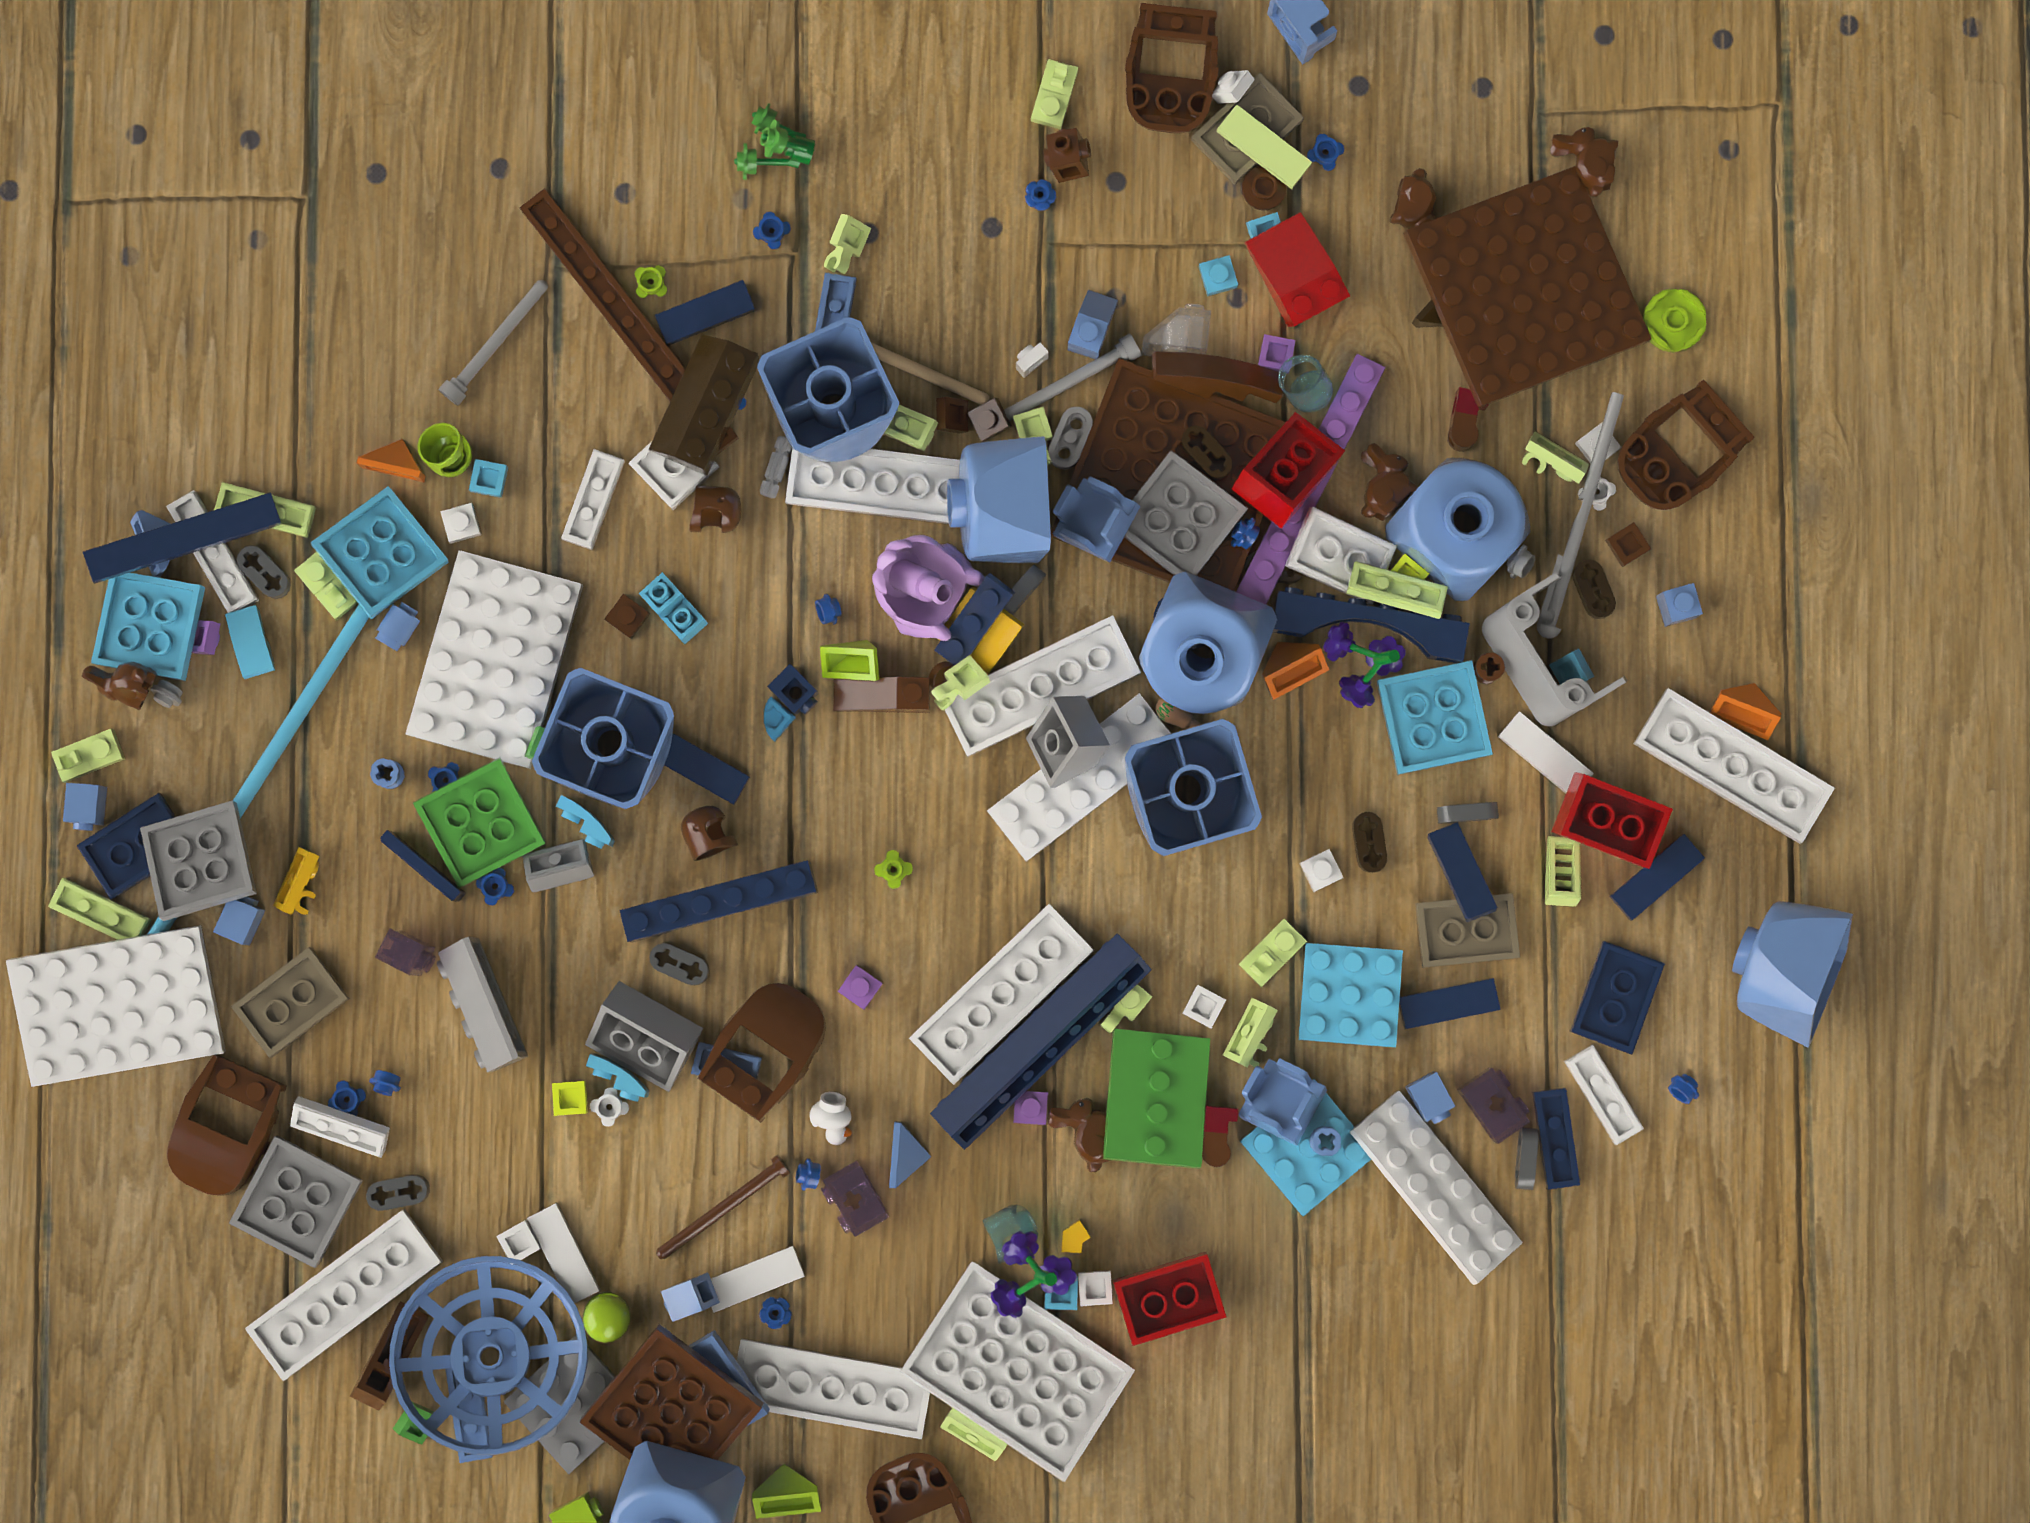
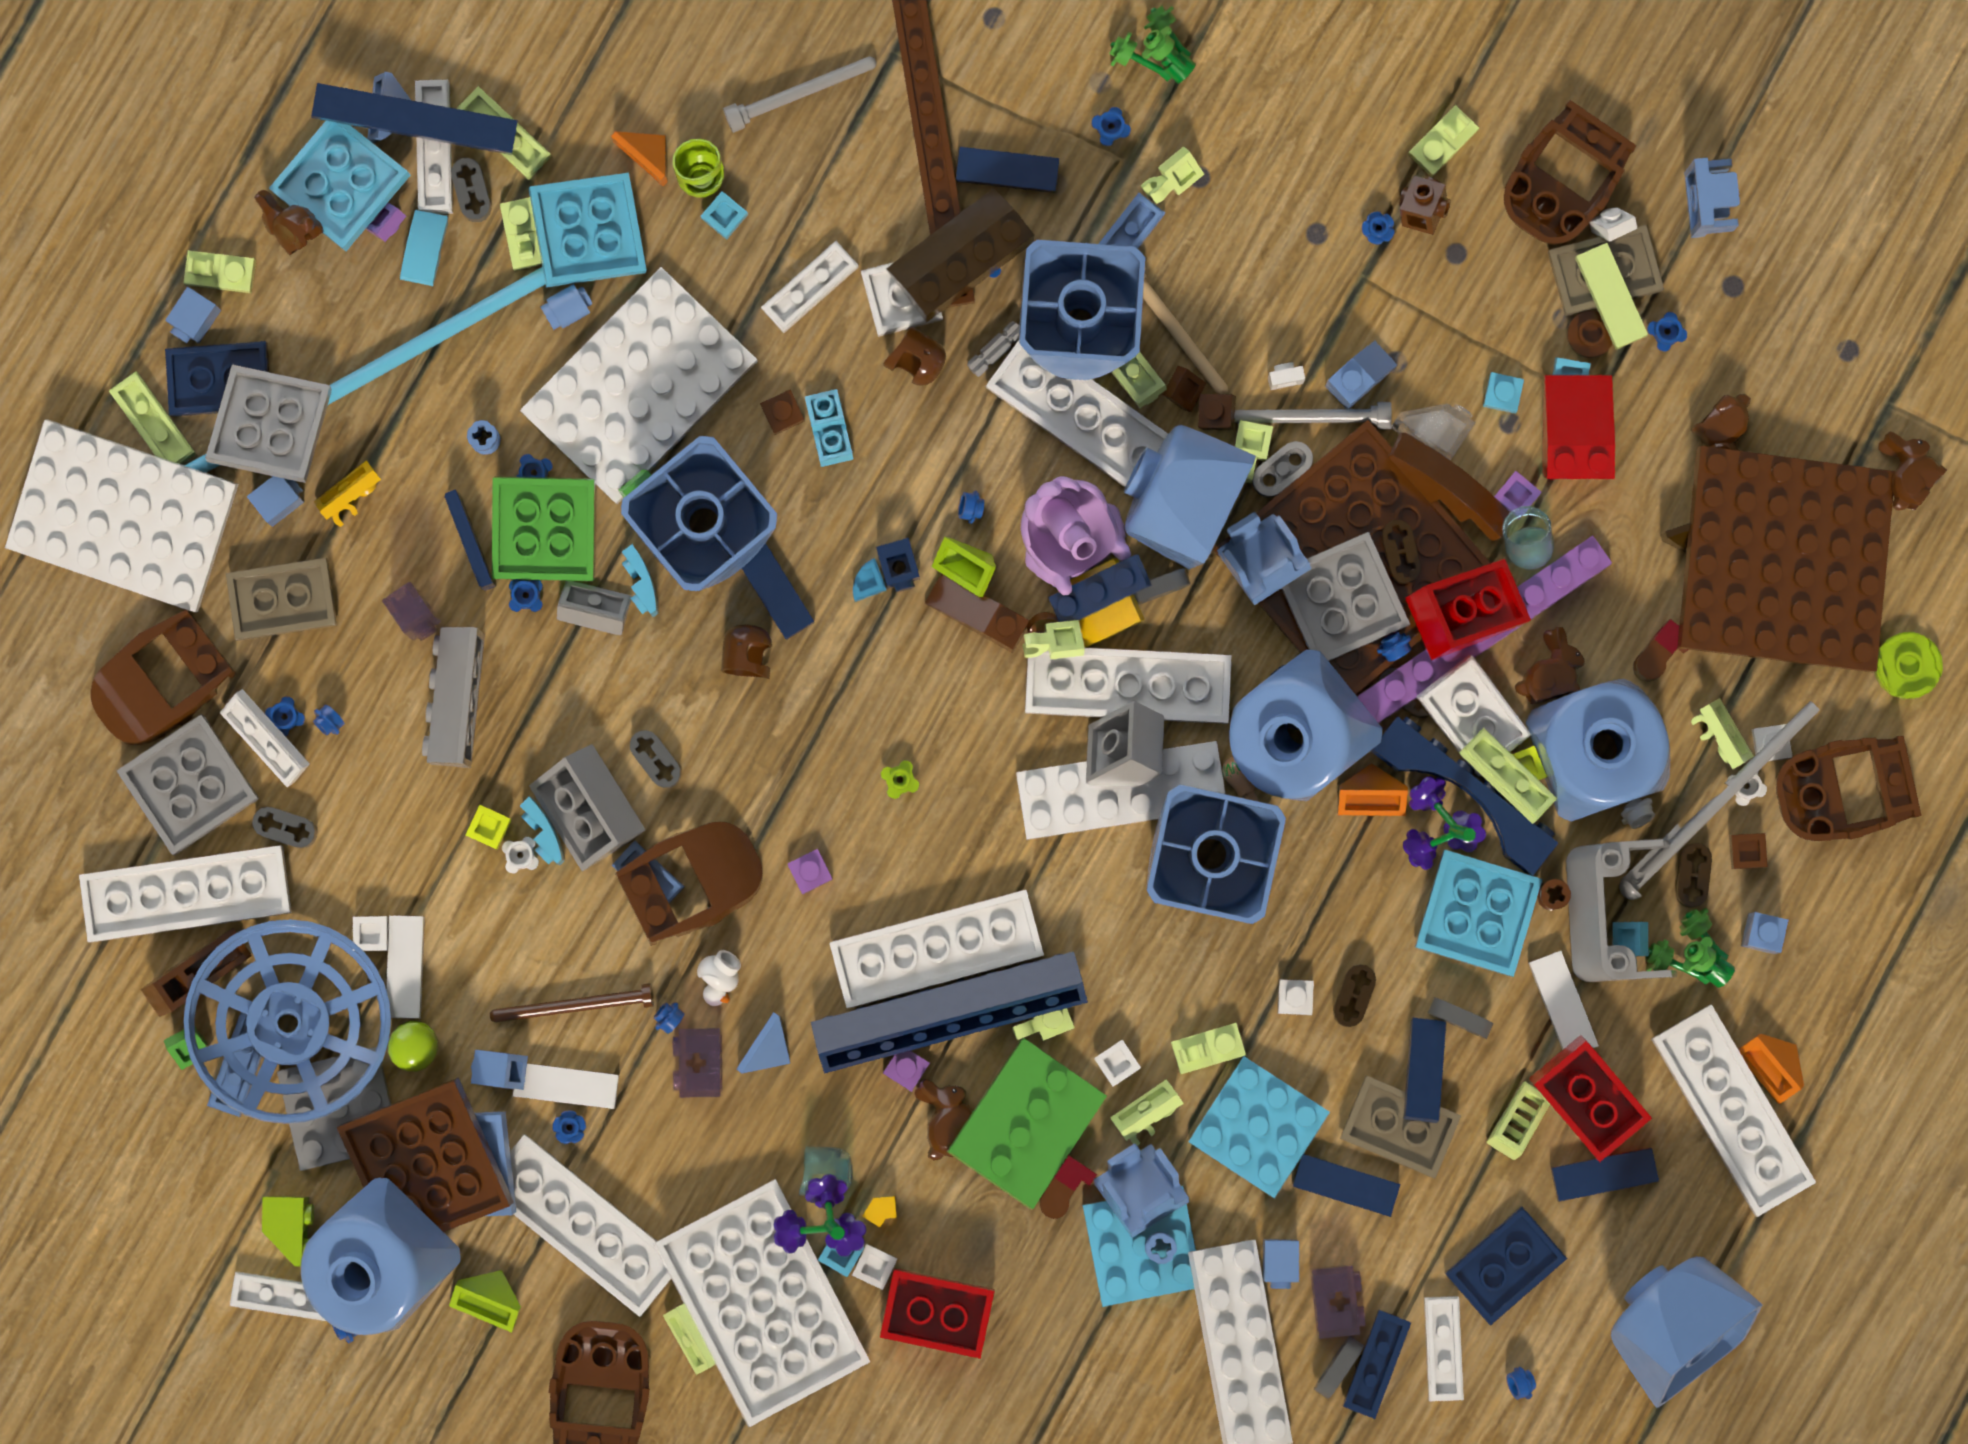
camera: 30 degrees right, 0 degrees up
(166, 694) = (322, 254): light grey plate -> none
(460, 523) = (676, 242): white plate -> none
(644, 275) = (970, 104): lime plate -> none
(718, 901) = (723, 721): dark blue arch -> none
(1641, 653) = (1703, 958): none -> bright green plant

